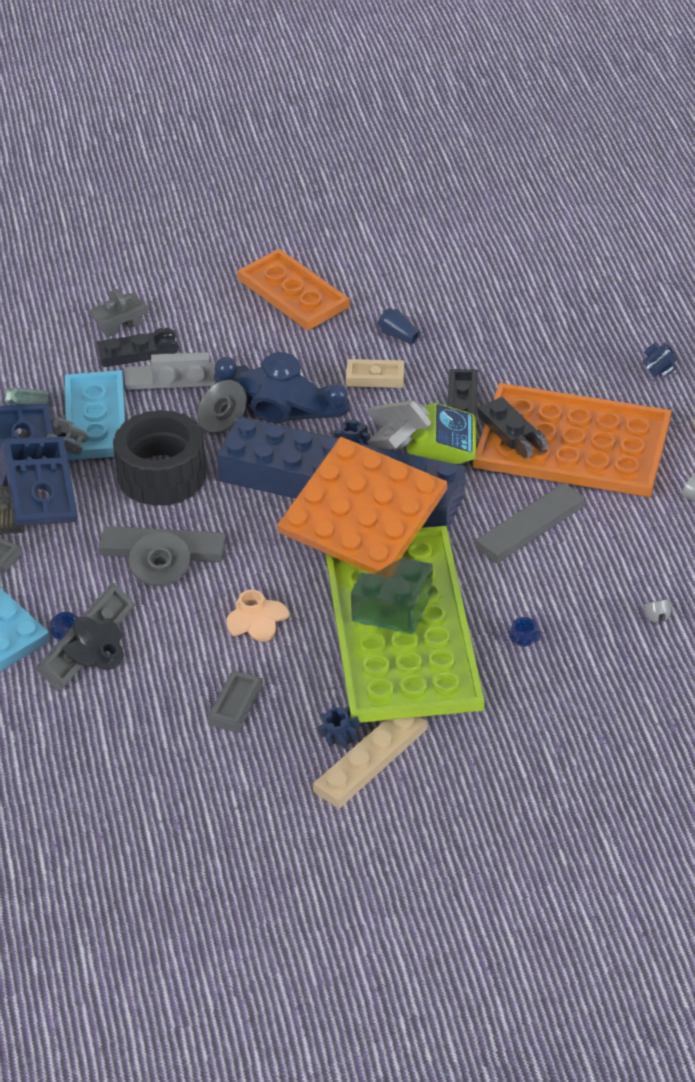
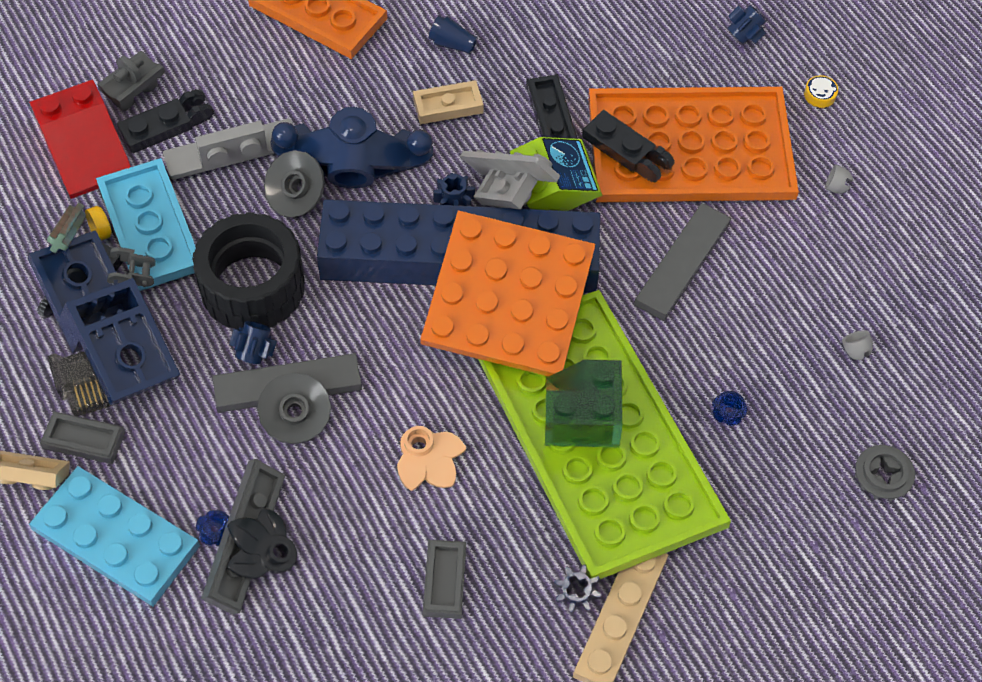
camera: 20 degrees left, 15 degrees up
(55, 405) = (98, 221): none -> yellow tile
(62, 343) = (79, 136): none -> red slope
(144, 508) = (252, 342): none -> dark blue gear
(629, 697) = (894, 462): none -> dark grey gear

